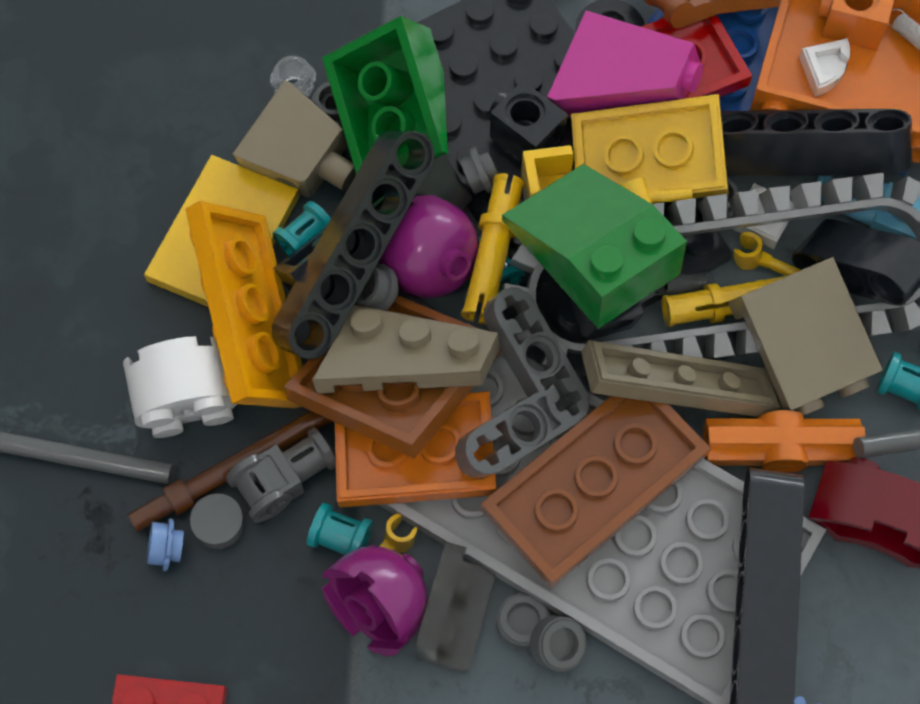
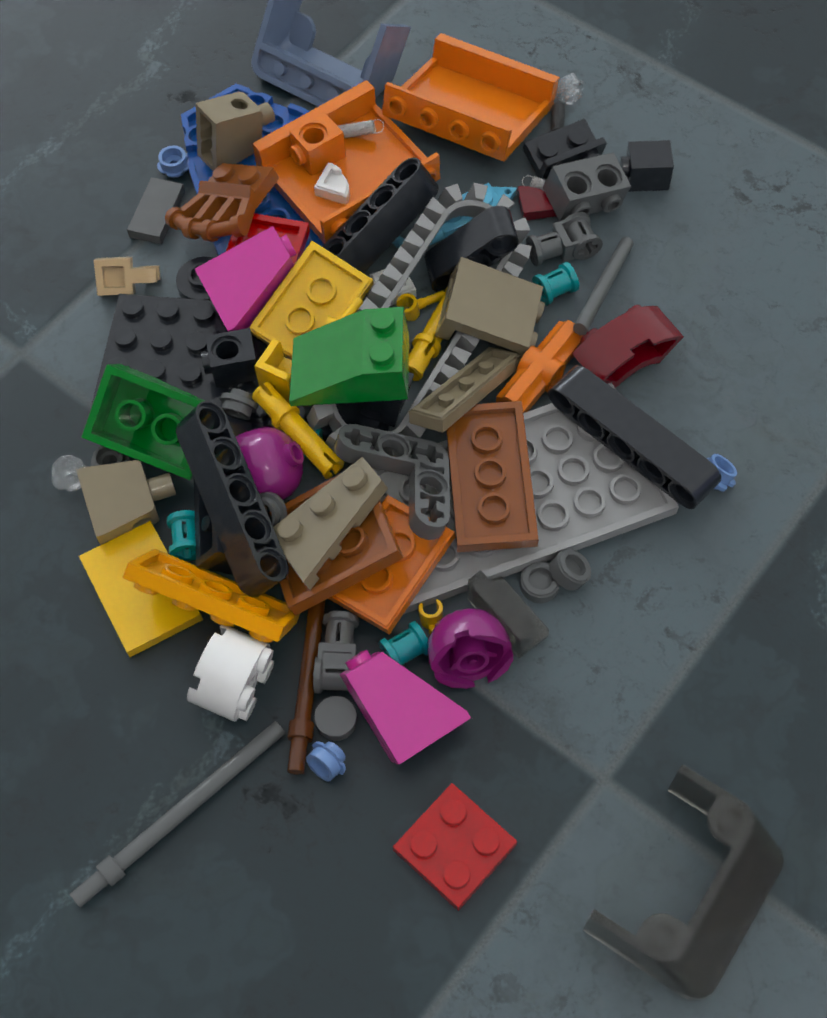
camera: 50 degrees left, 5 degrees down
(263, 573) = (399, 705): none -> dark pink slope

